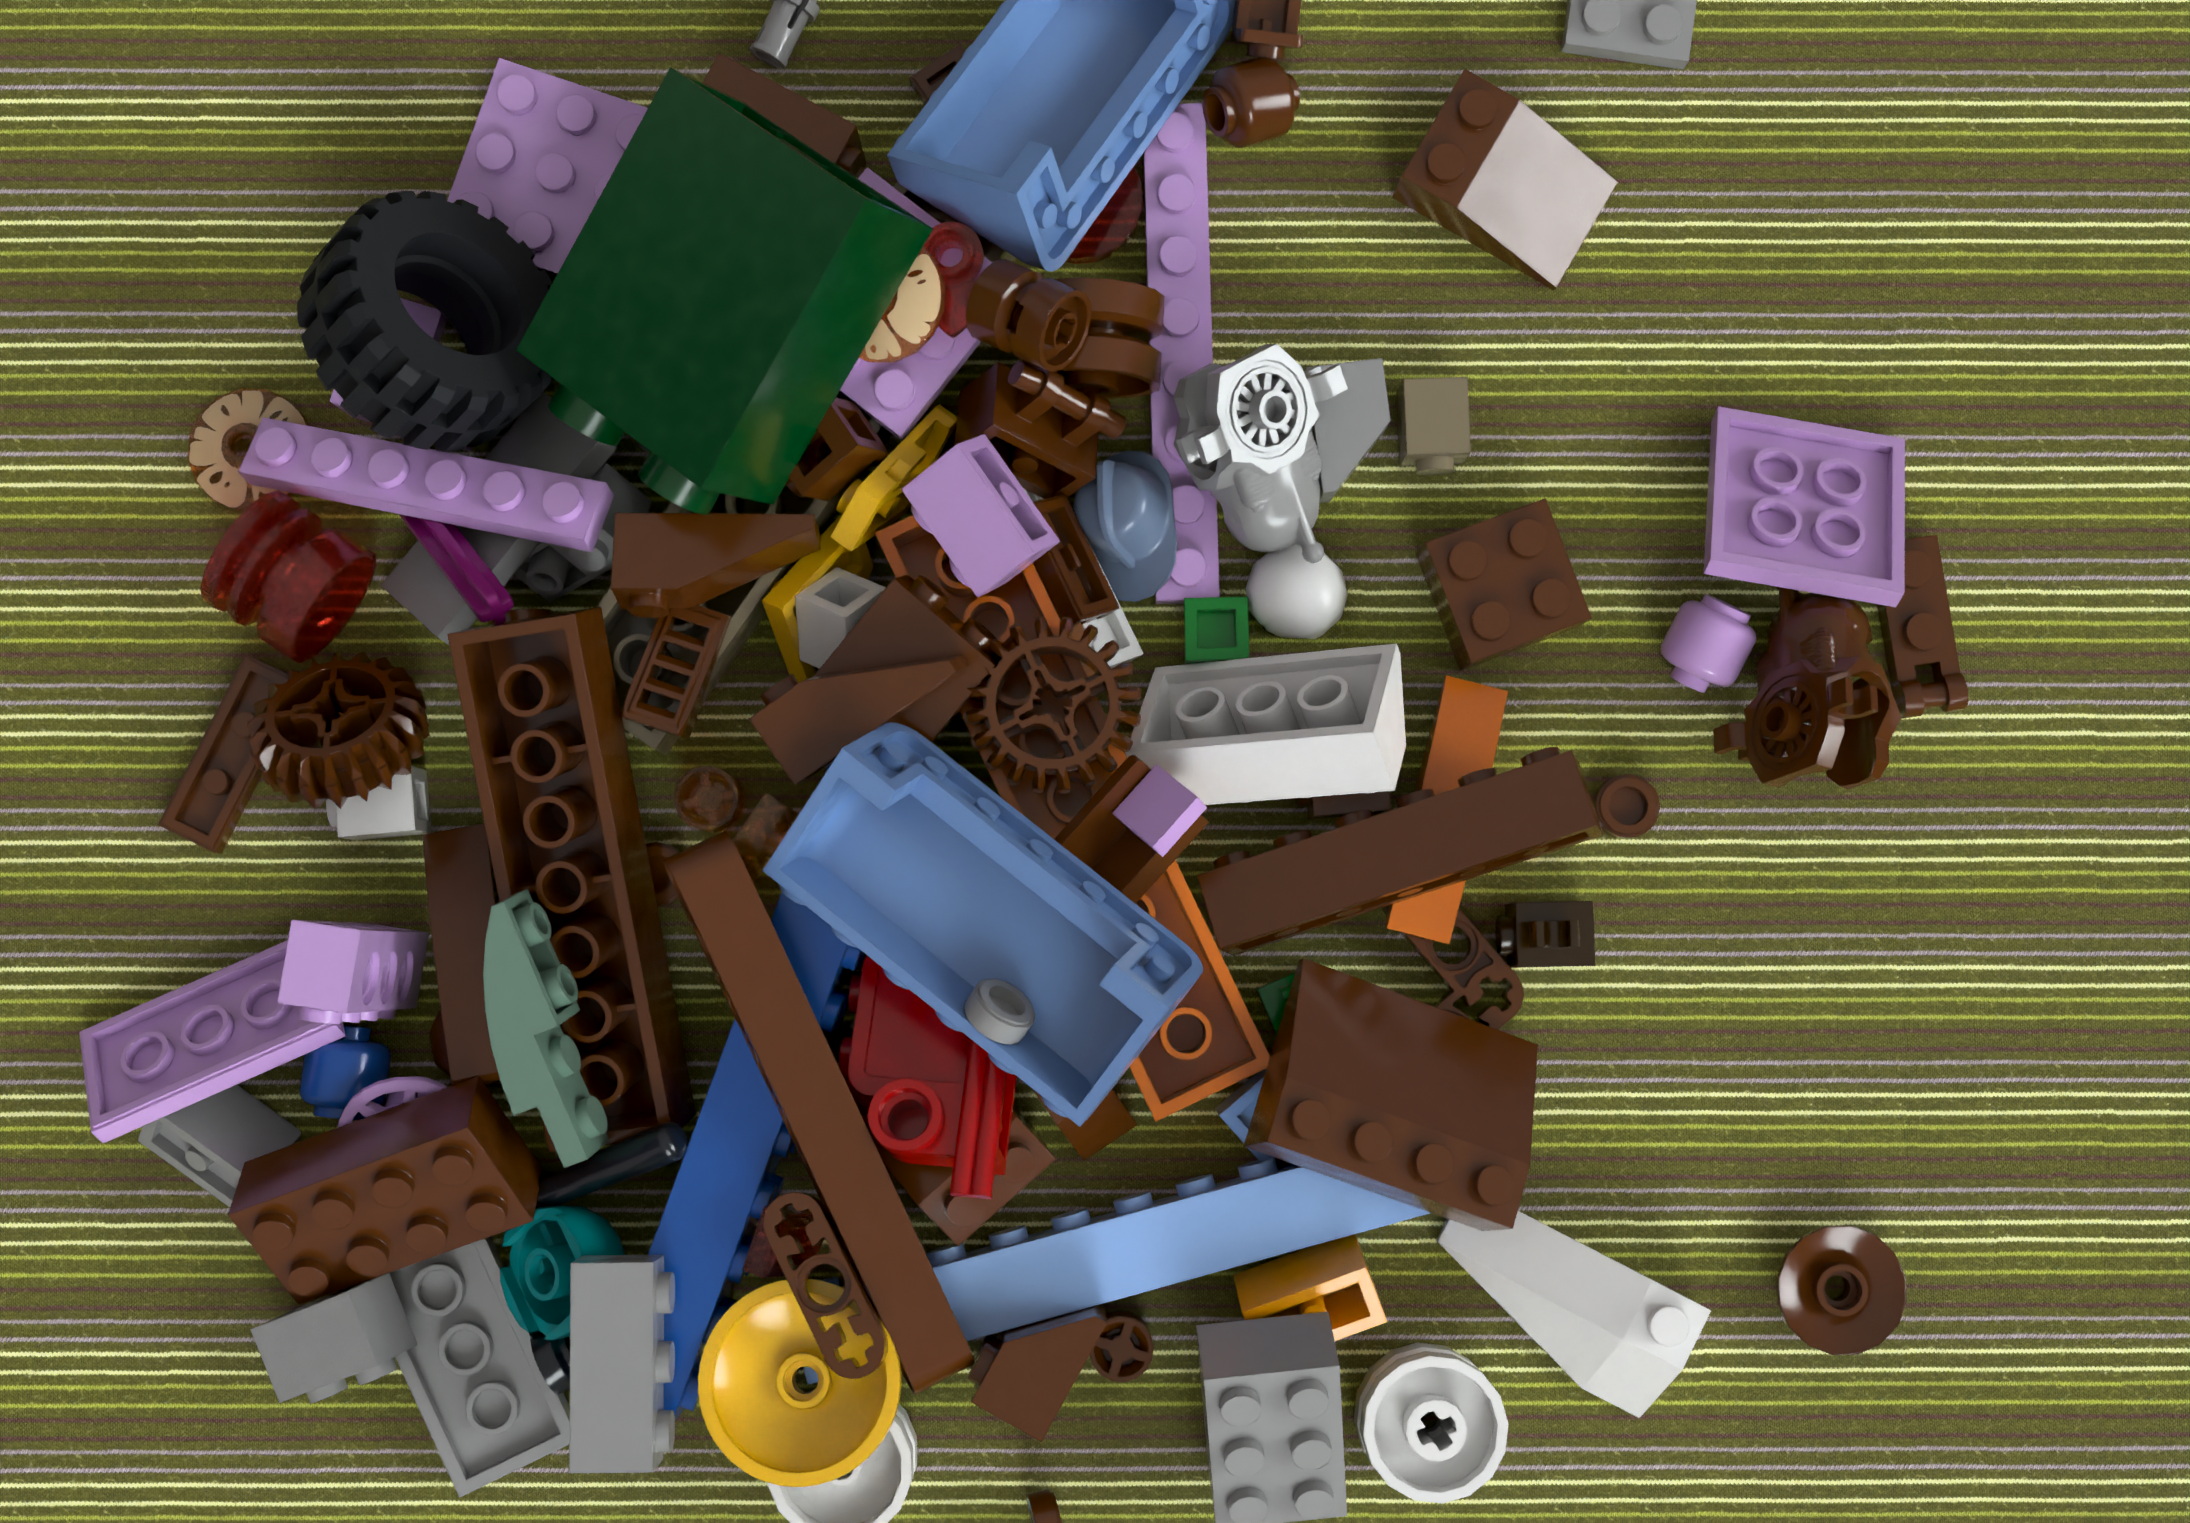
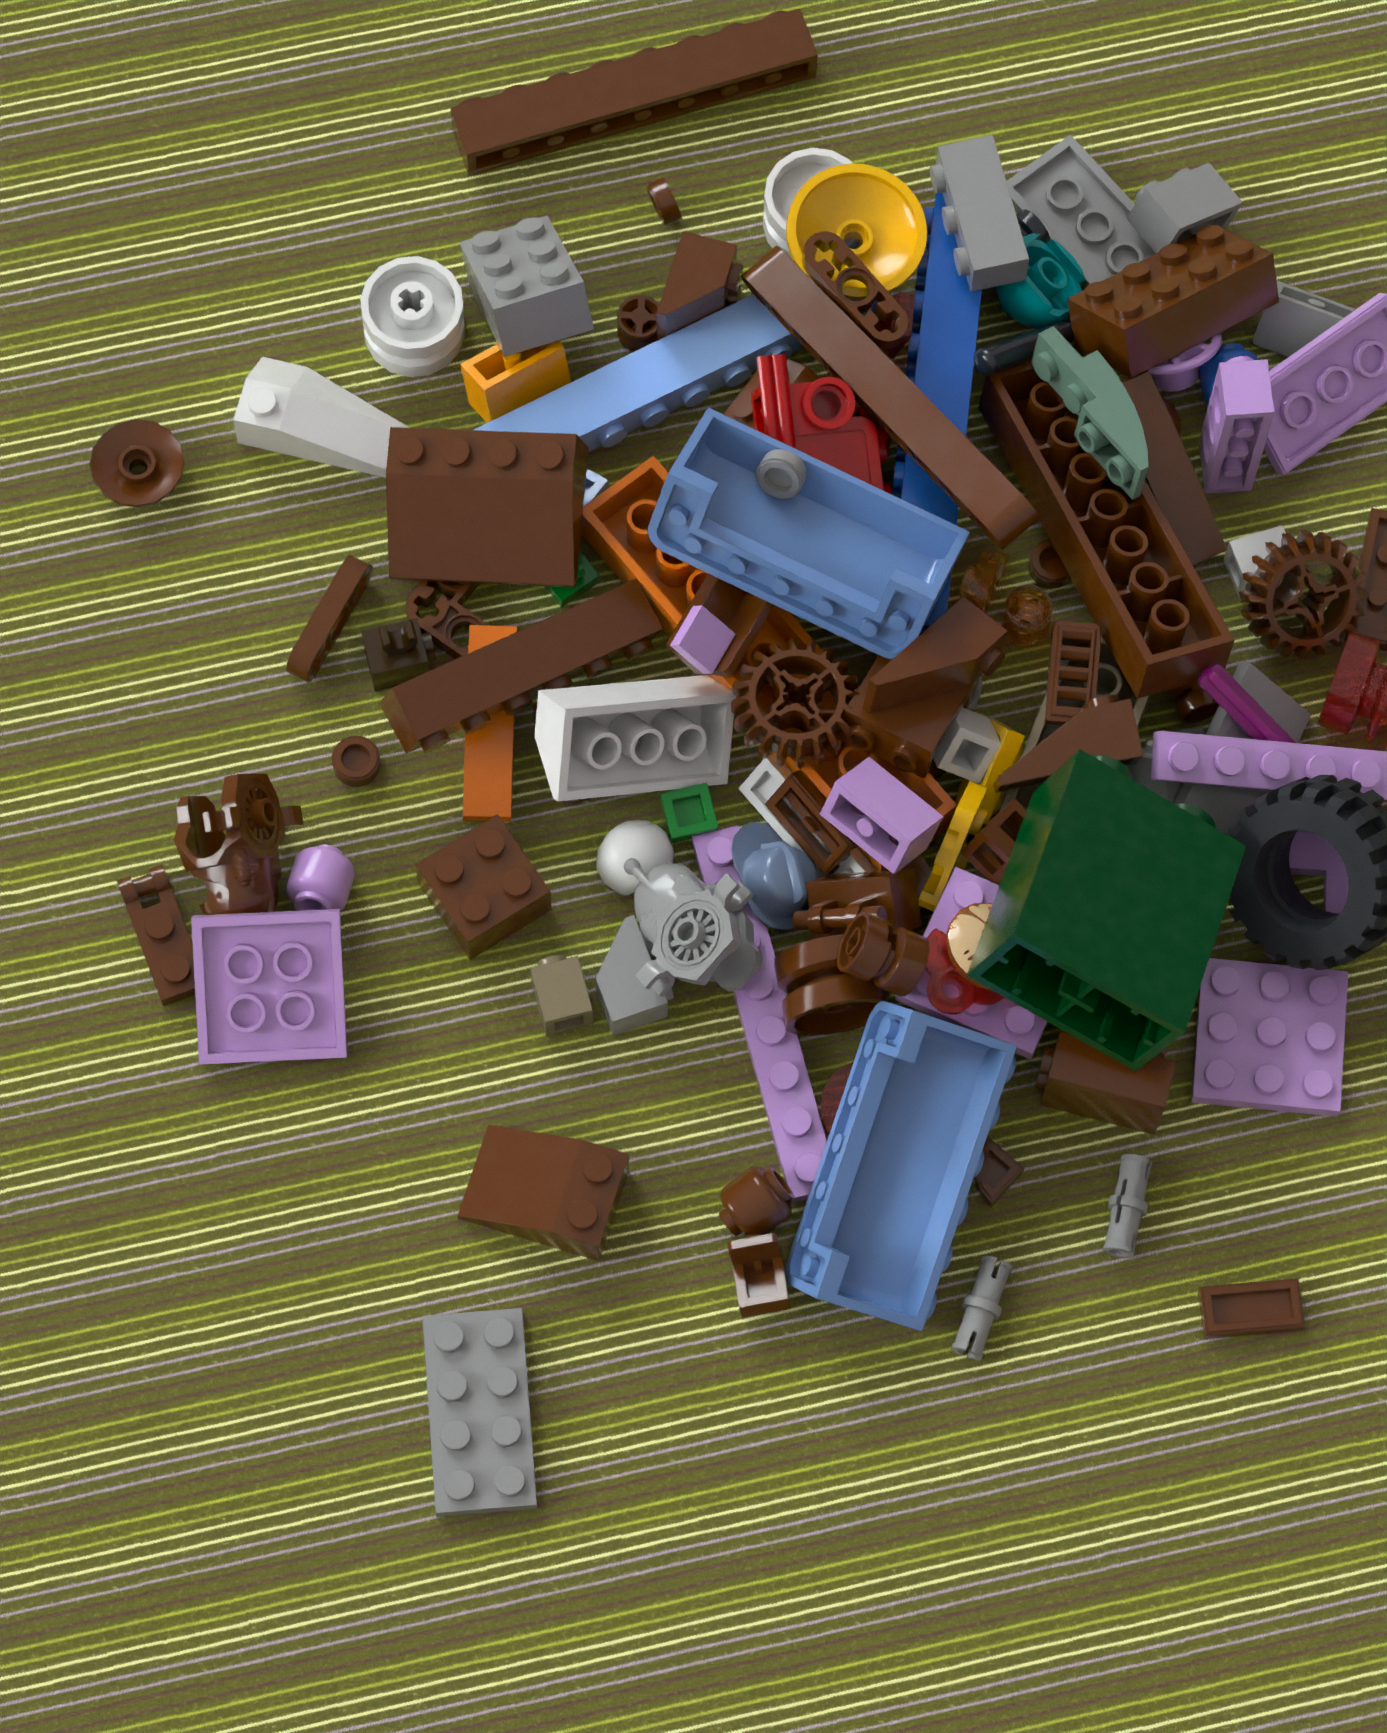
camera: 170 degrees right, 15 degrees down
(1625, 1007) = (329, 618): none -> reddish brown beam

